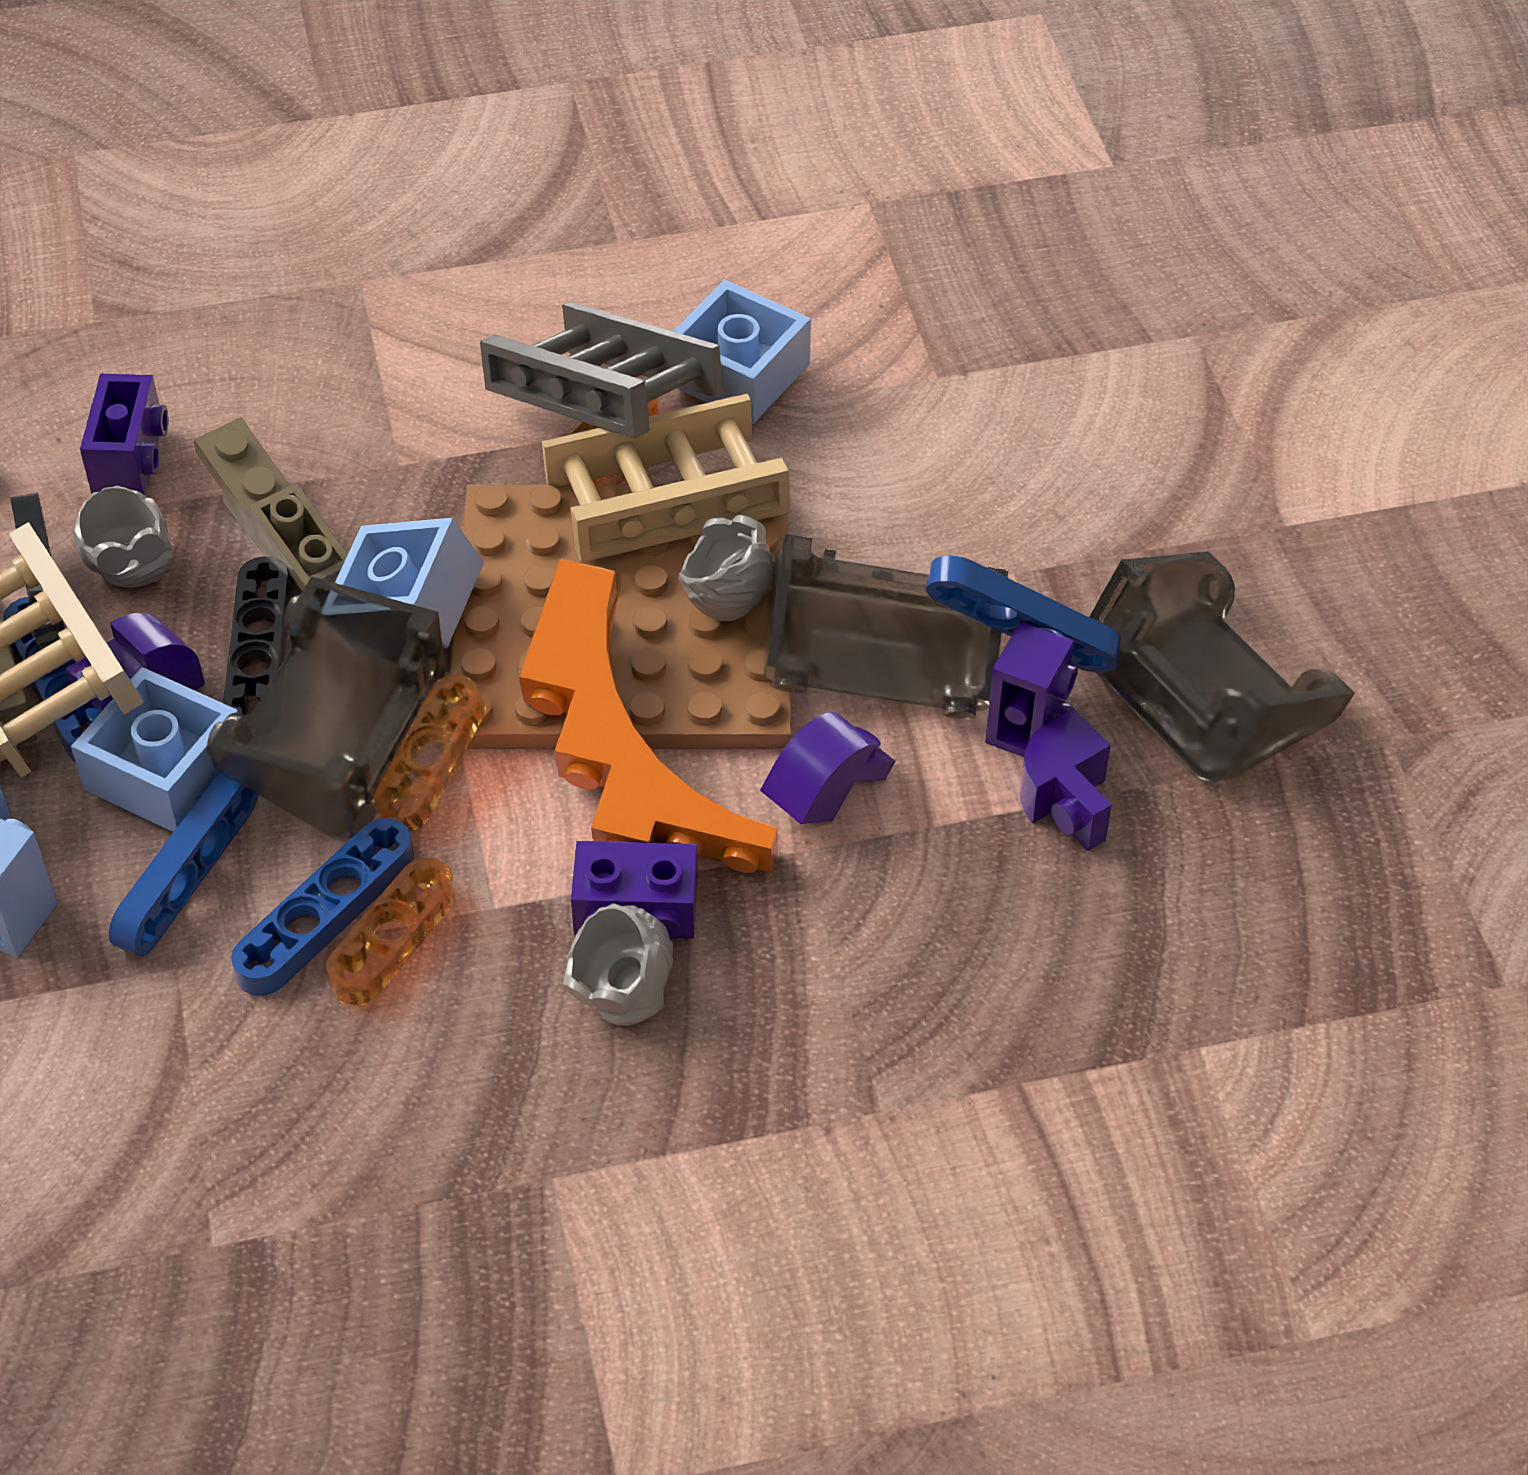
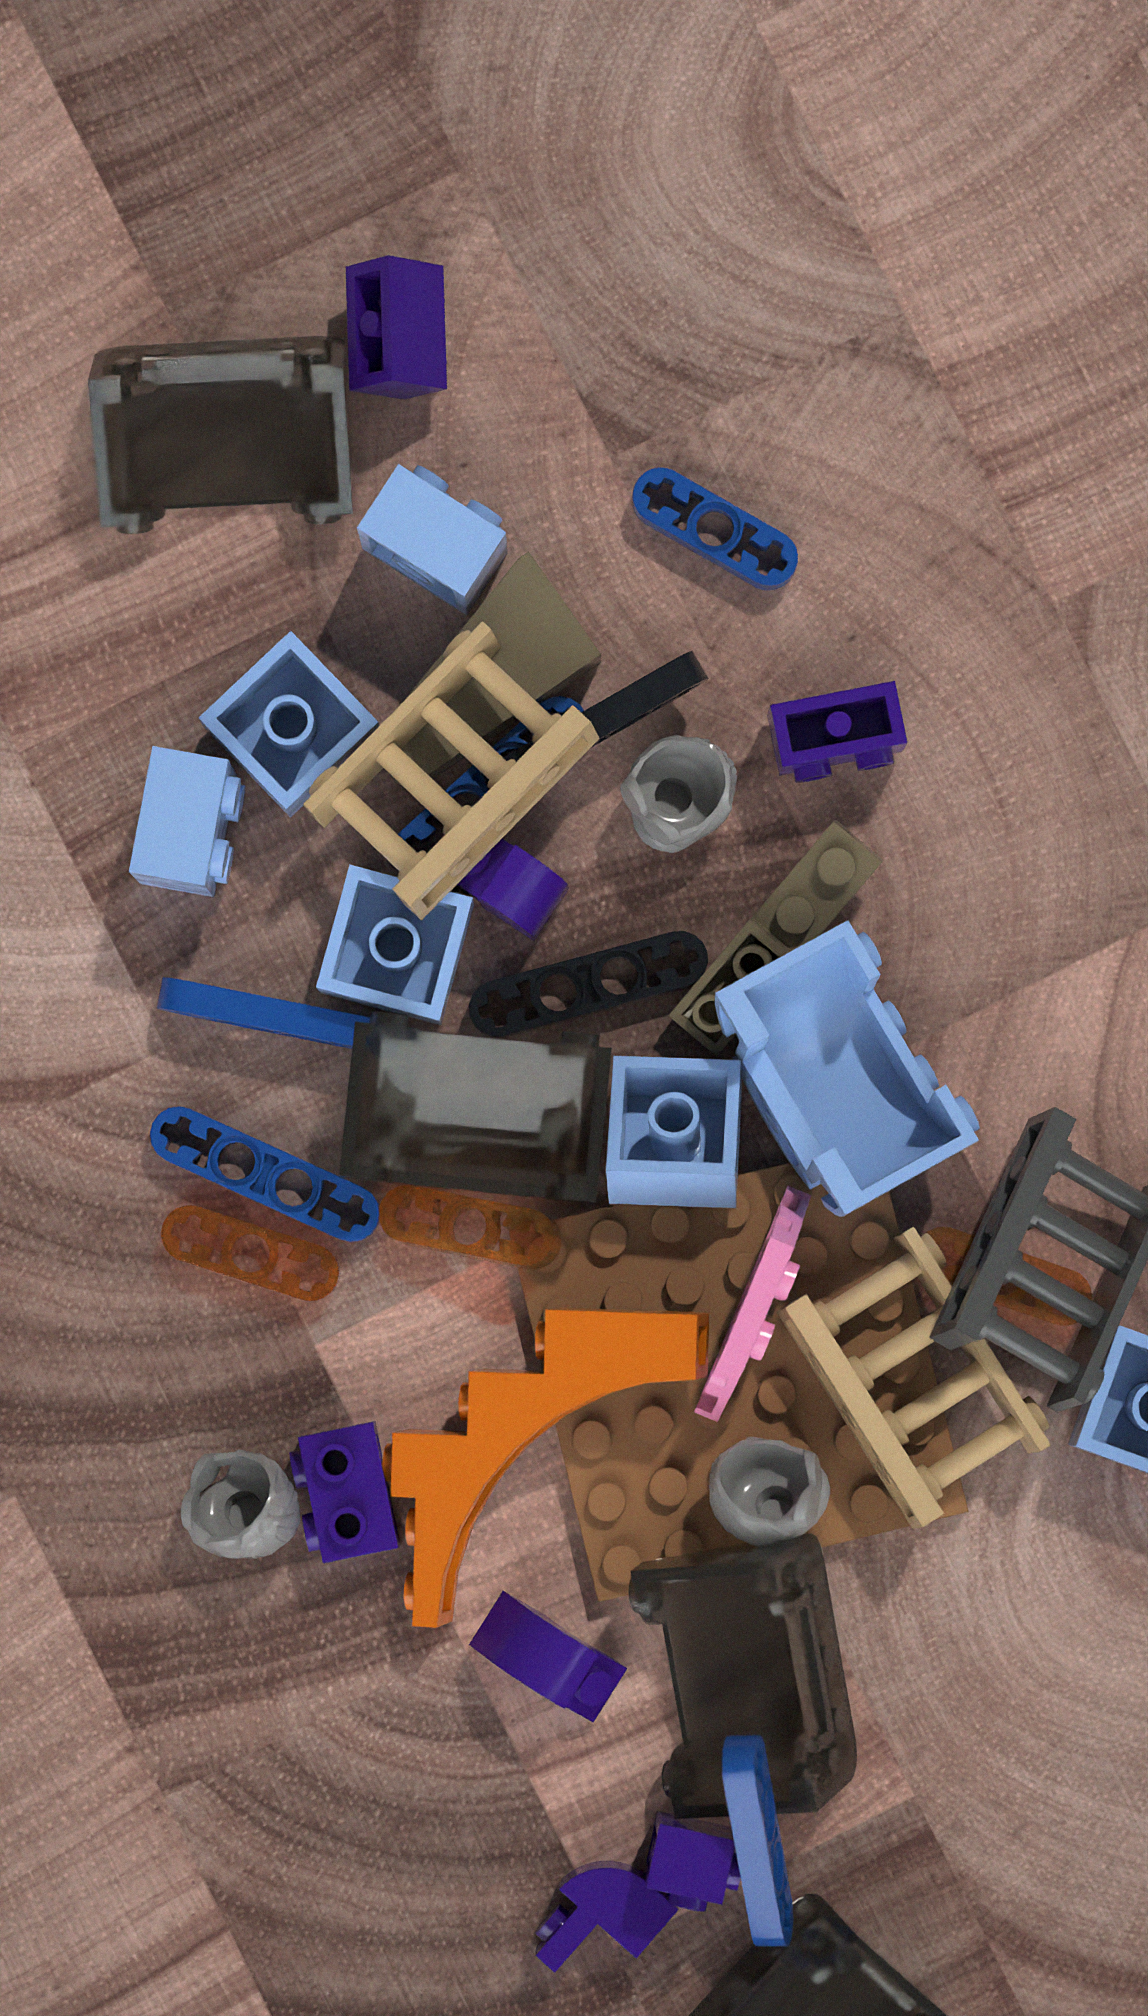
camera: 75 degrees right, 35 degrees up
(407, 476) = (837, 1073): none -> light blue cylinder
(545, 523) = (748, 1331): none -> bright pink wing

